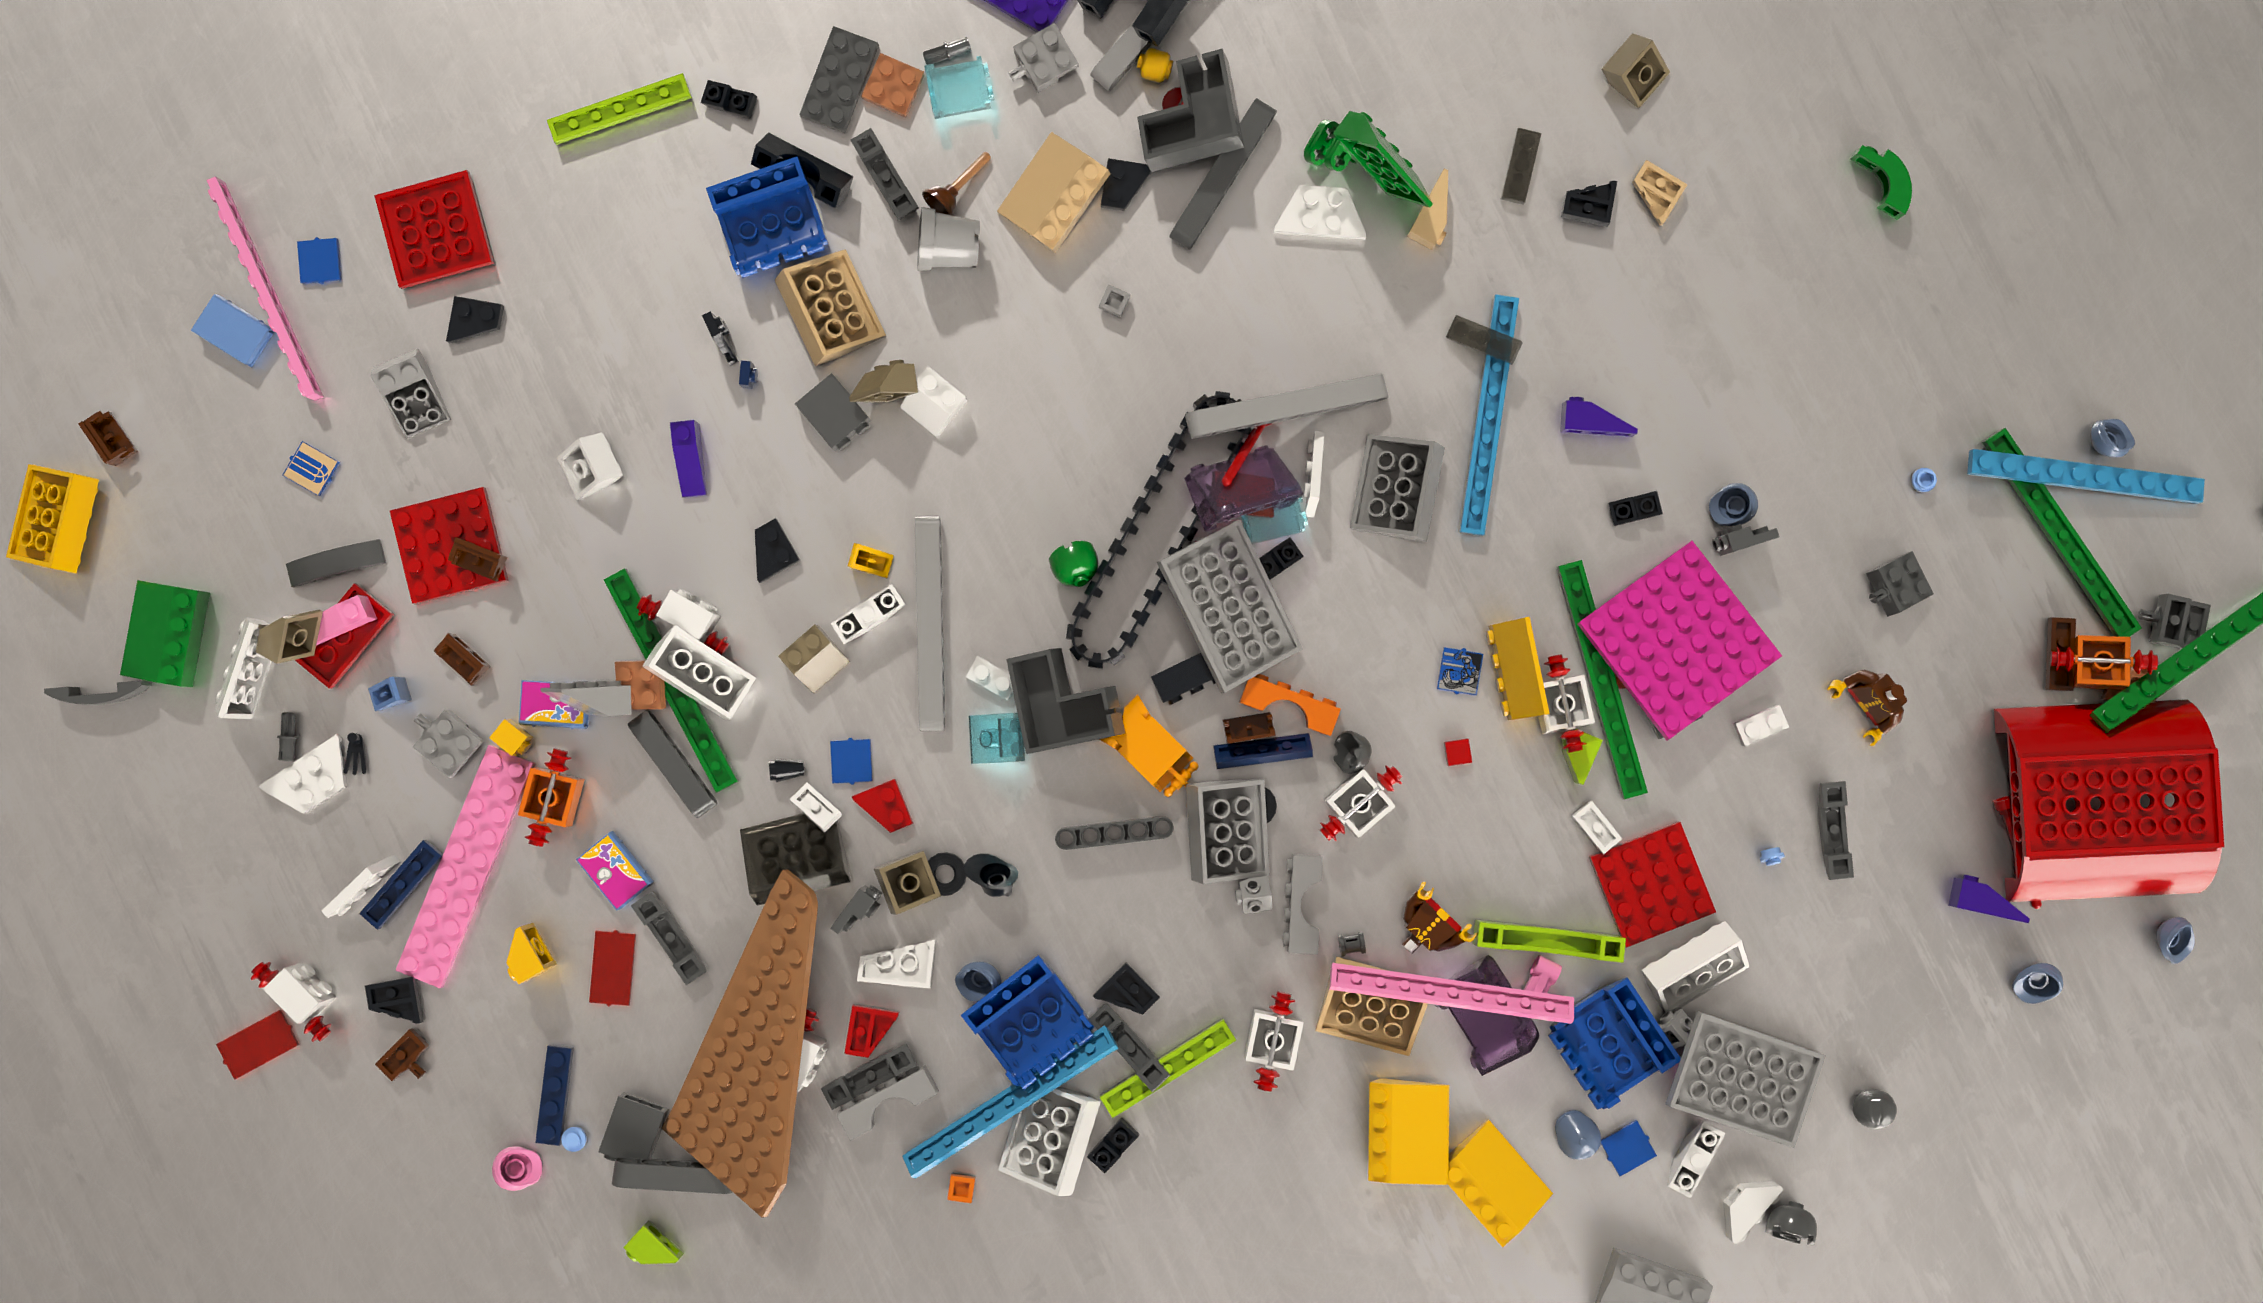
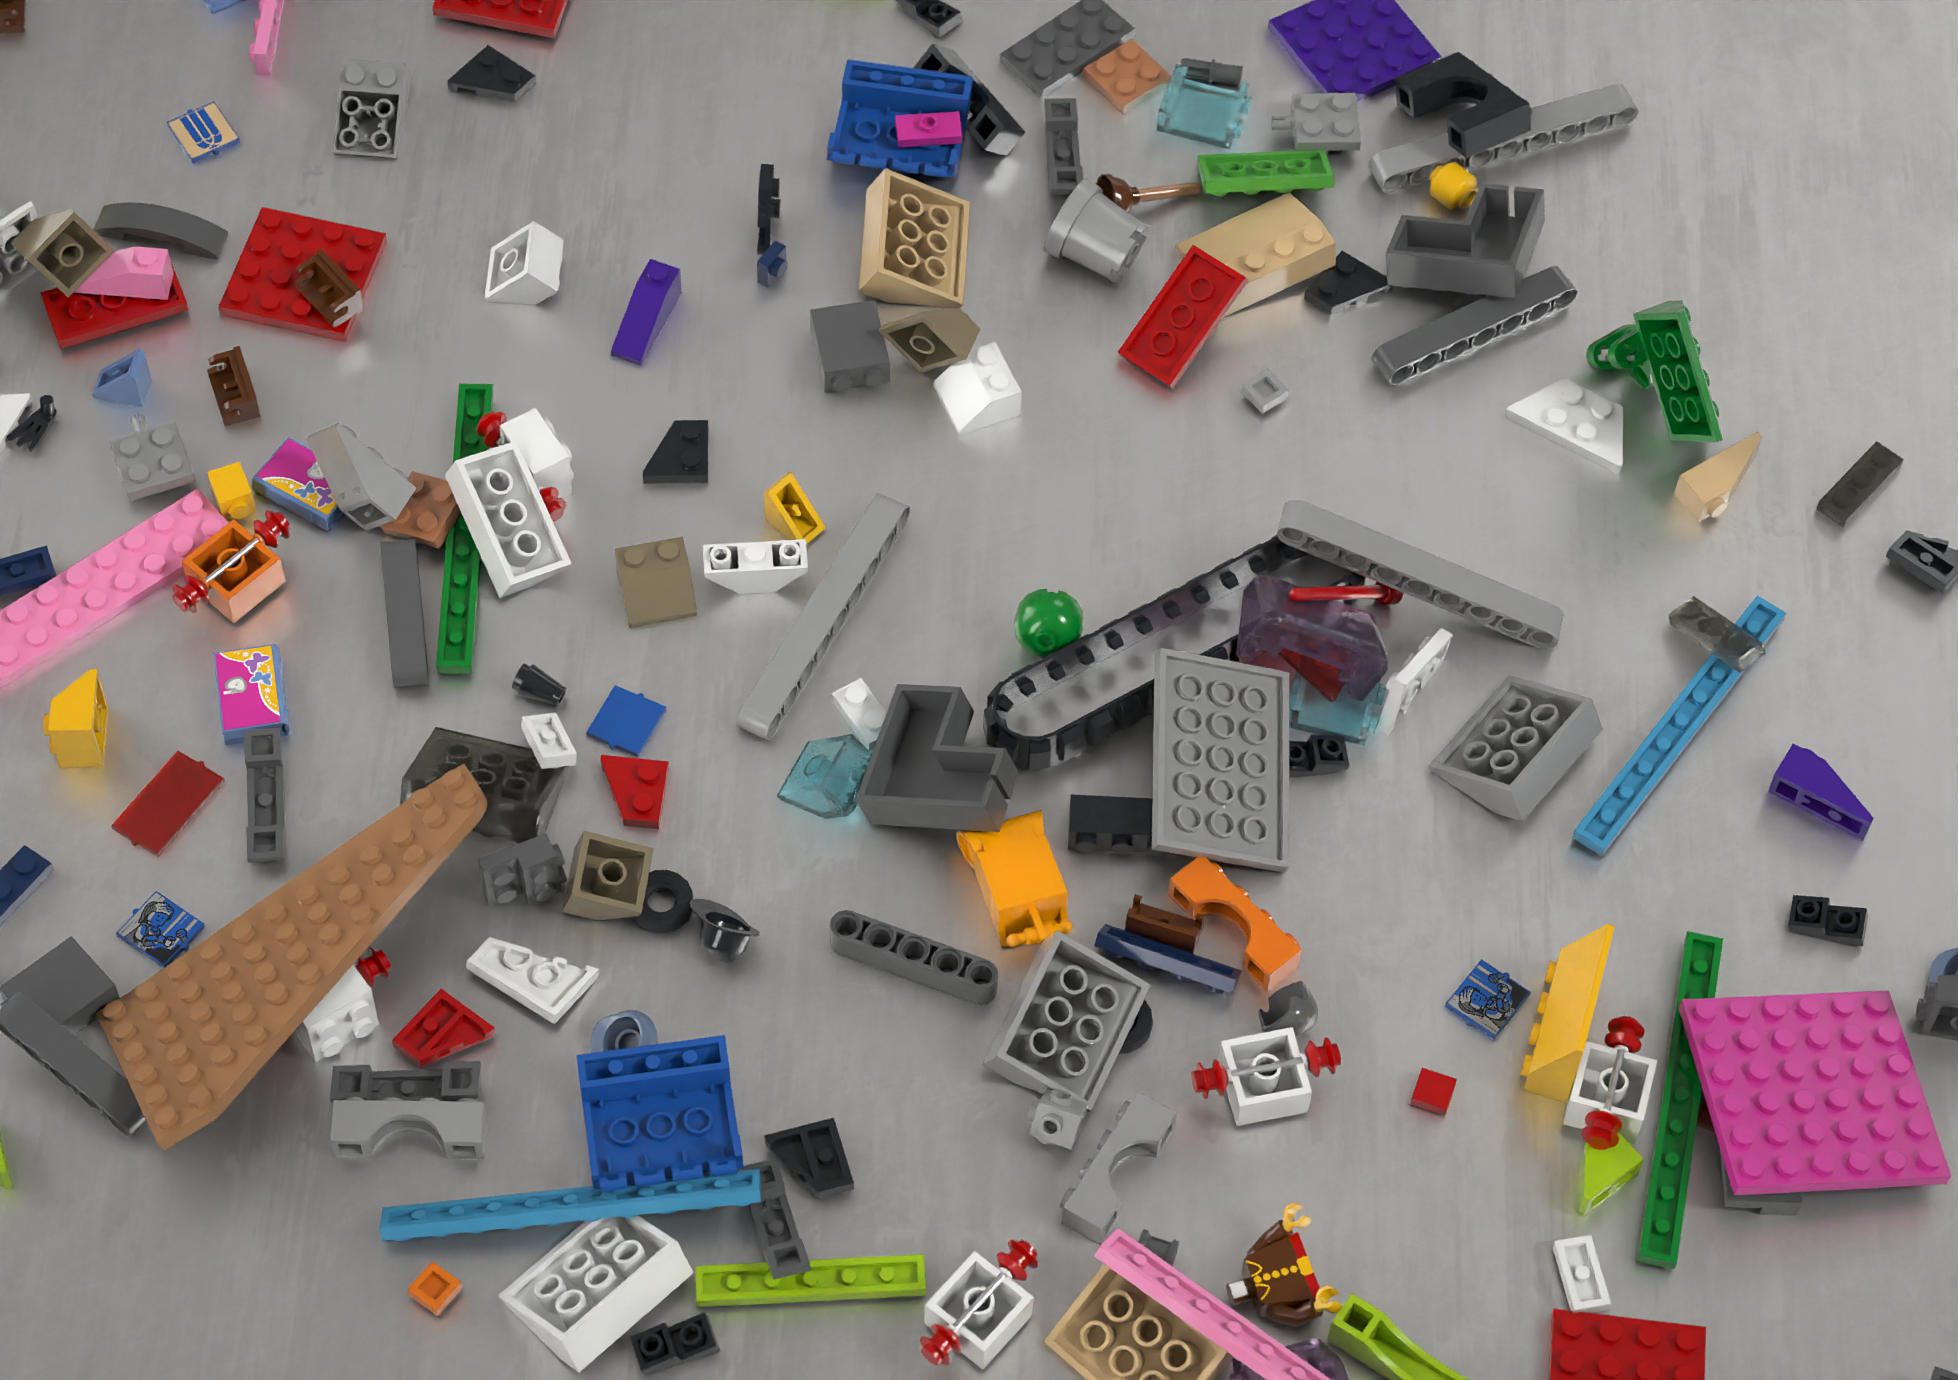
camera: 25 degrees right, 30 degrees down
(662, 1052) = (160, 929): none -> piece
(789, 211) = (928, 129): none -> dark pink plate
(1027, 122) = (1265, 171): none -> bright green plate
(1036, 278) = (1182, 316): none -> red plate
(1761, 725) = (1882, 1265): white plate -> none

